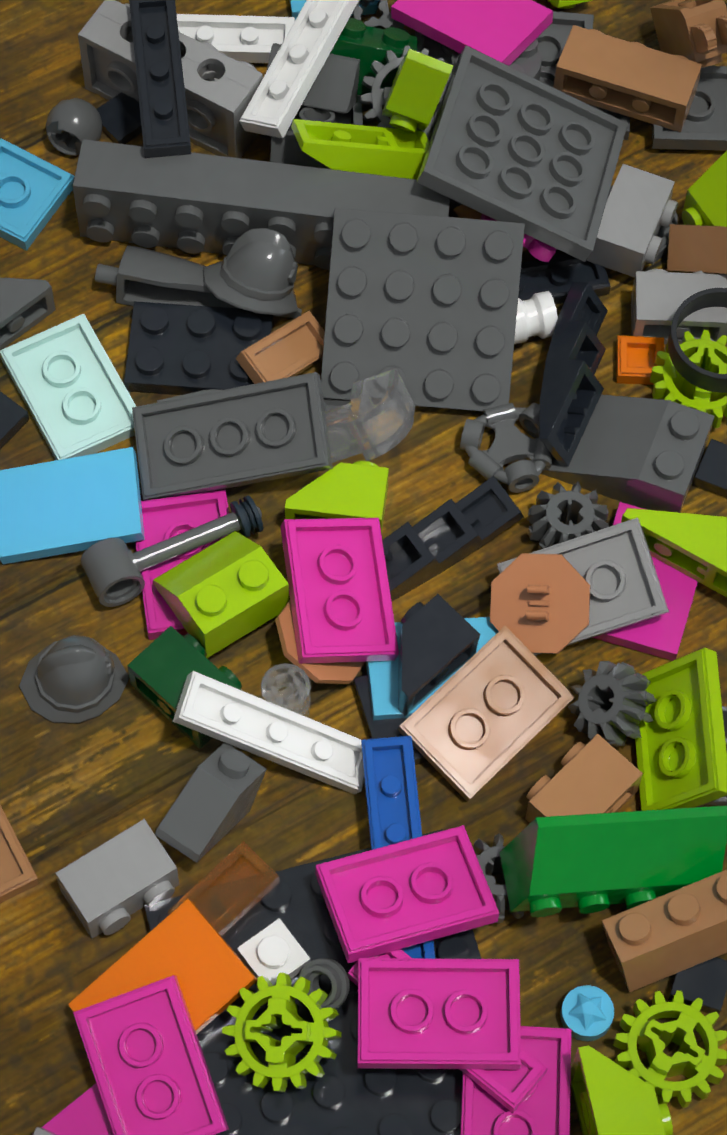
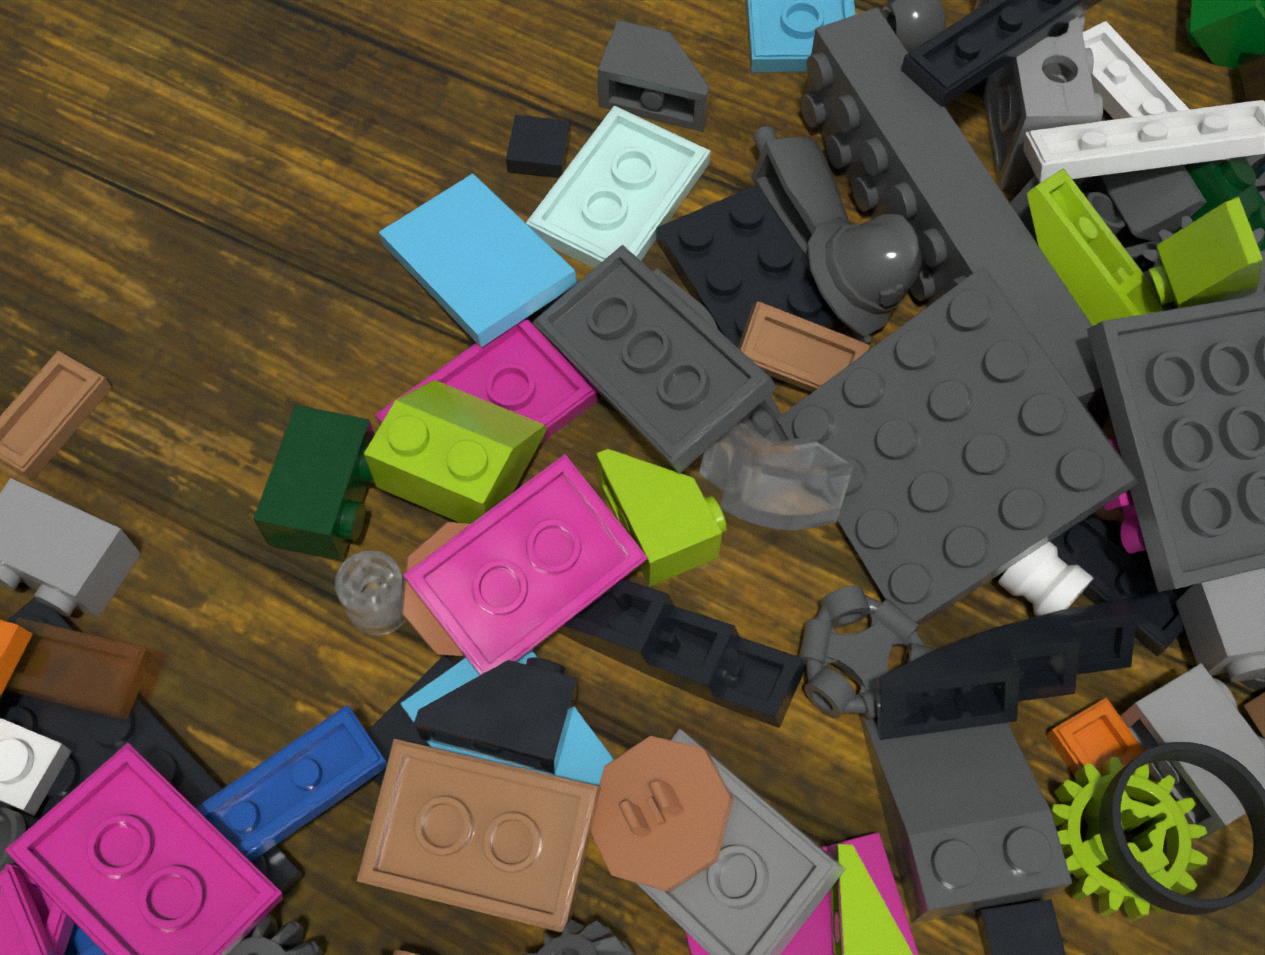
camera: 60 degrees right, 0 degrees up
(73, 680) = (283, 370): dark grey piece -> none
(116, 570) = (426, 339): dark grey piece -> none
(212, 802) = (178, 587): dark grey slope -> none
(271, 732) = (299, 596): white tile -> none
(565, 506) = (828, 801): dark grey gear -> none

